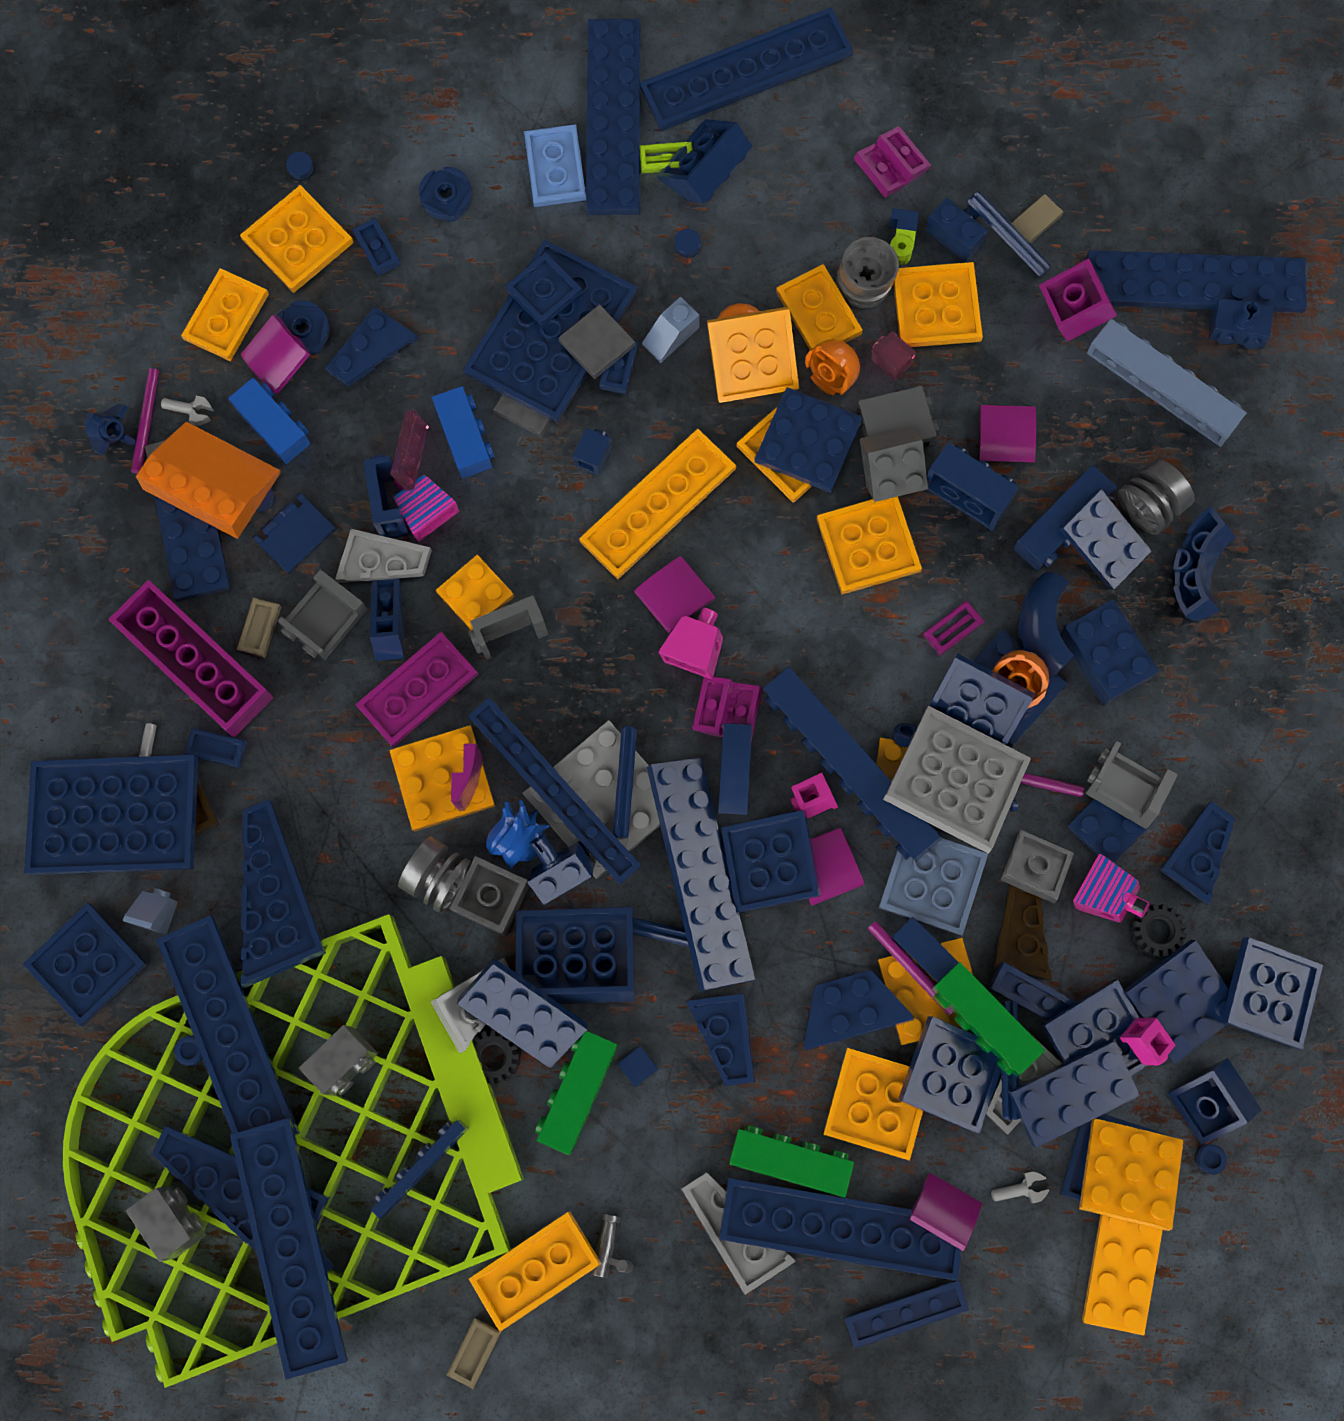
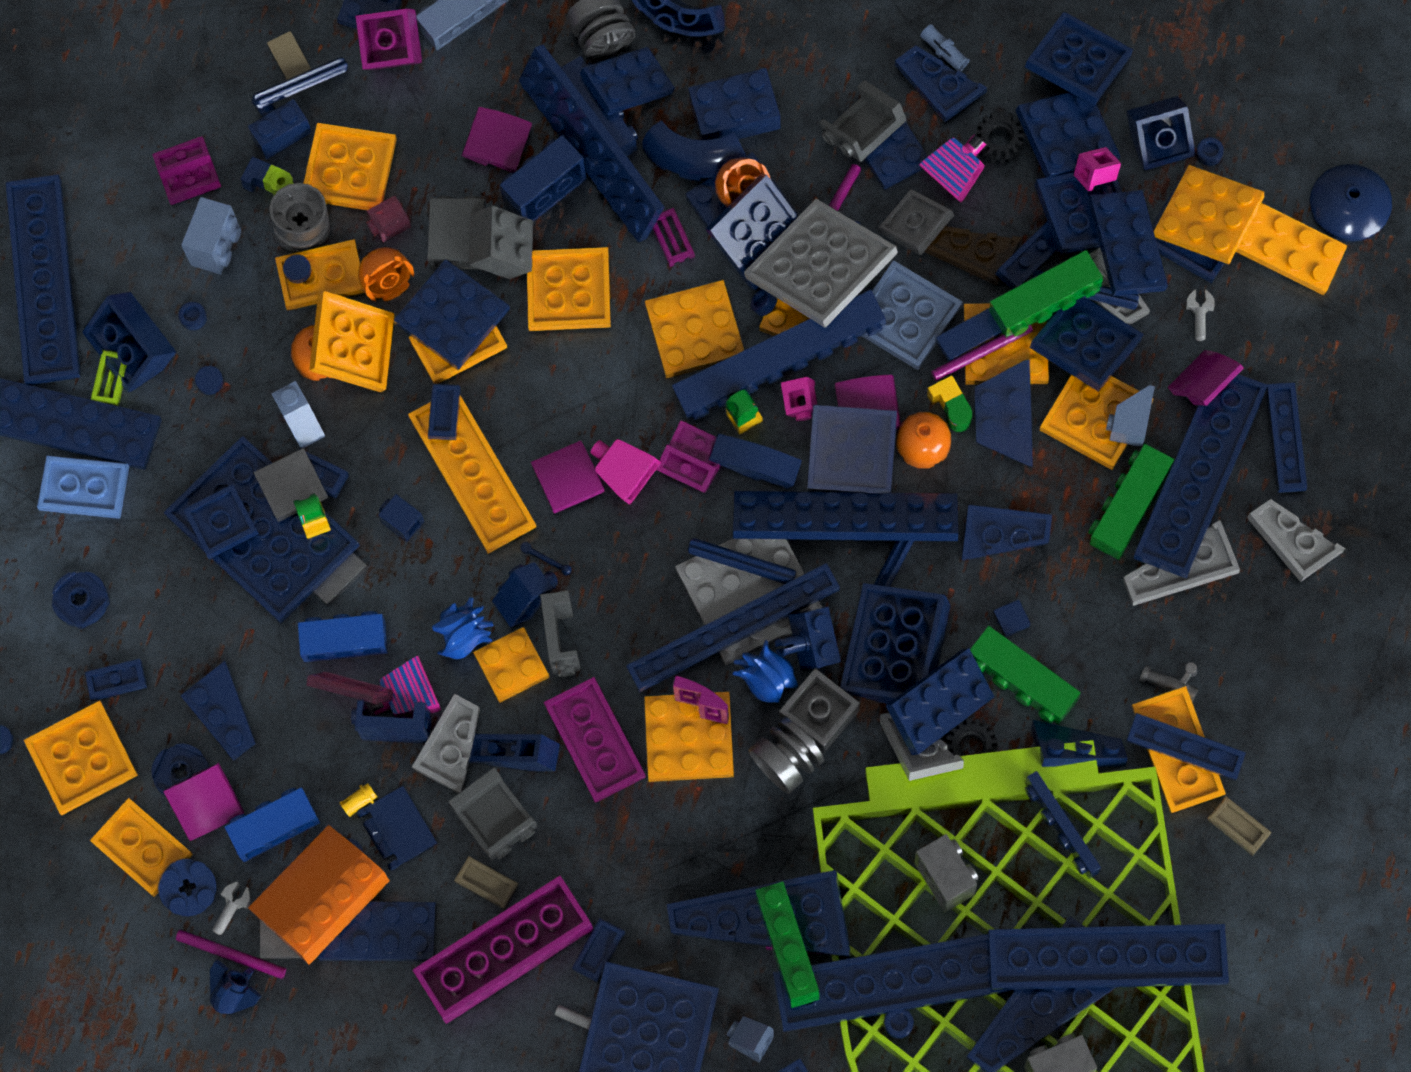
camera: 75 degrees left, 5 degrees down
(179, 363) = (173, 878): none -> dark blue plate
(232, 921) = (787, 944): none -> green brick
(317, 495) = (358, 799): none -> yellow pin
(491, 535) = (462, 629): none -> blue hair
(521, 1139) = (1052, 737): none -> dark blue wing
(533, 1279) = (1186, 746): none -> dark blue plate
(544, 582) = (520, 594): none -> dark blue brick
(567, 366) = (312, 516): none -> leg
(595, 576) = (526, 549): none -> dark blue hinge
(707, 460) = (444, 411): none -> dark blue tile
(747, 210) = (192, 316): none -> dark blue tile
(783, 744) = (742, 411): none -> green leg
(792, 1346) = (1294, 542): none -> light grey wing
(804, 932) = (923, 440): none -> orange cylinder
(815, 285) = (297, 269): none -> dark blue tile
(826, 198) = (211, 236): none -> sand blue brick
(841, 960) = (952, 402): none -> leg
(862, 676) = (694, 328): none -> light orange plate
(877, 1142) = (1131, 418): none -> sand blue slope
(1025, 521) = (602, 156): none -> dark blue plate
(1177, 1324) = (1347, 216): none -> dark blue dish
(1242, 849) = (944, 48): none -> sand blue pin

